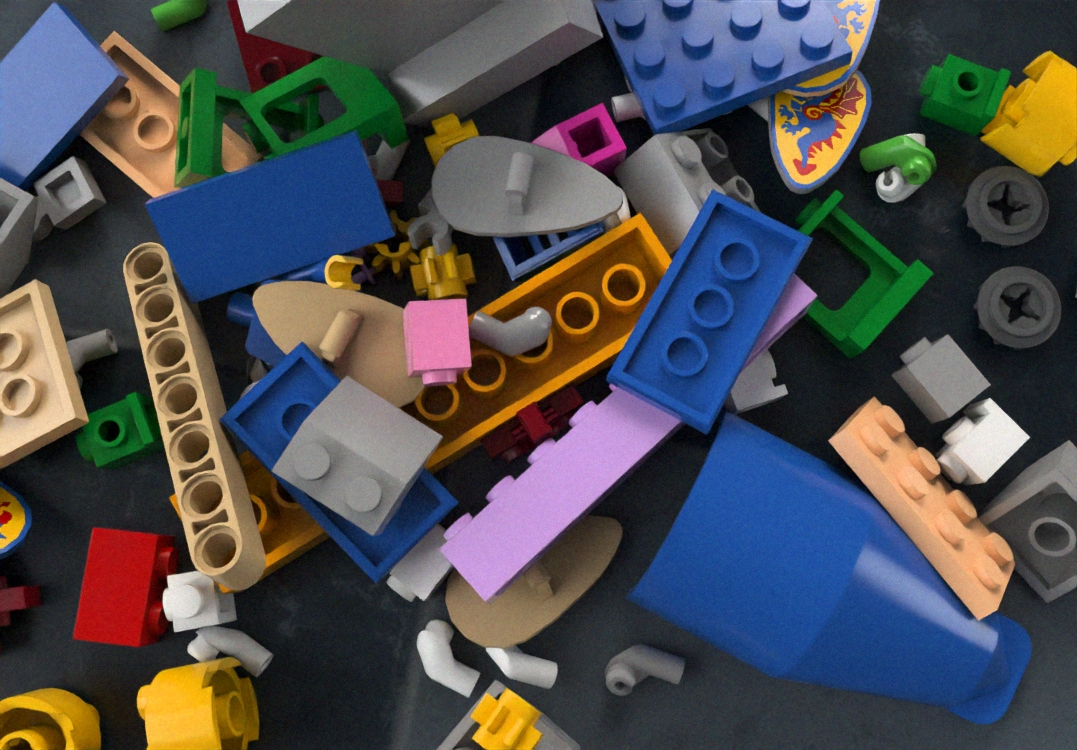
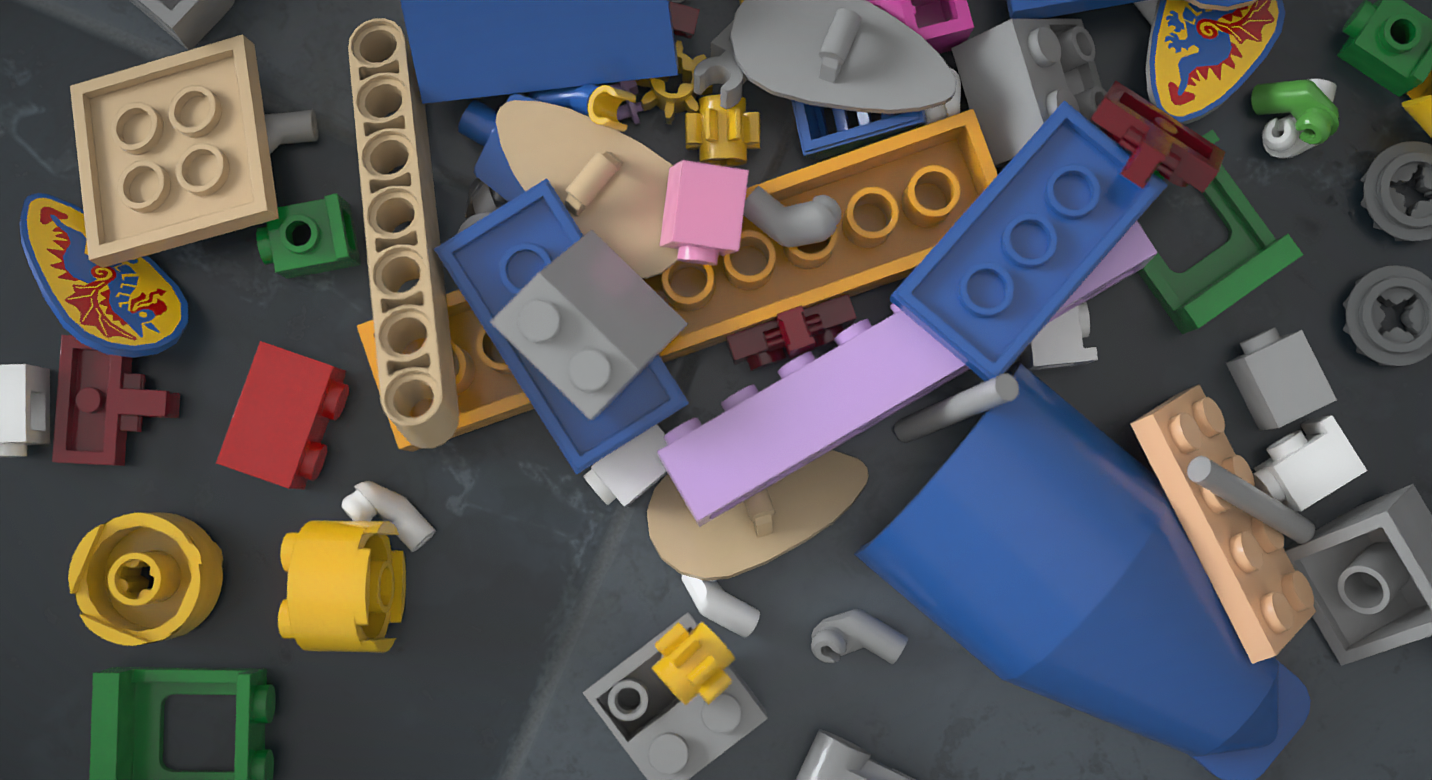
camera: 10 degrees right, 5 degrees up
(196, 602) = (363, 450): white brick -> none
(439, 660) = (626, 581): white arm -> none
(683, 458) = (957, 408): none -> light grey bar
(795, 206) = (1156, 141): none -> dark red hinge
(941, 482) = (1250, 499): none -> light grey bar

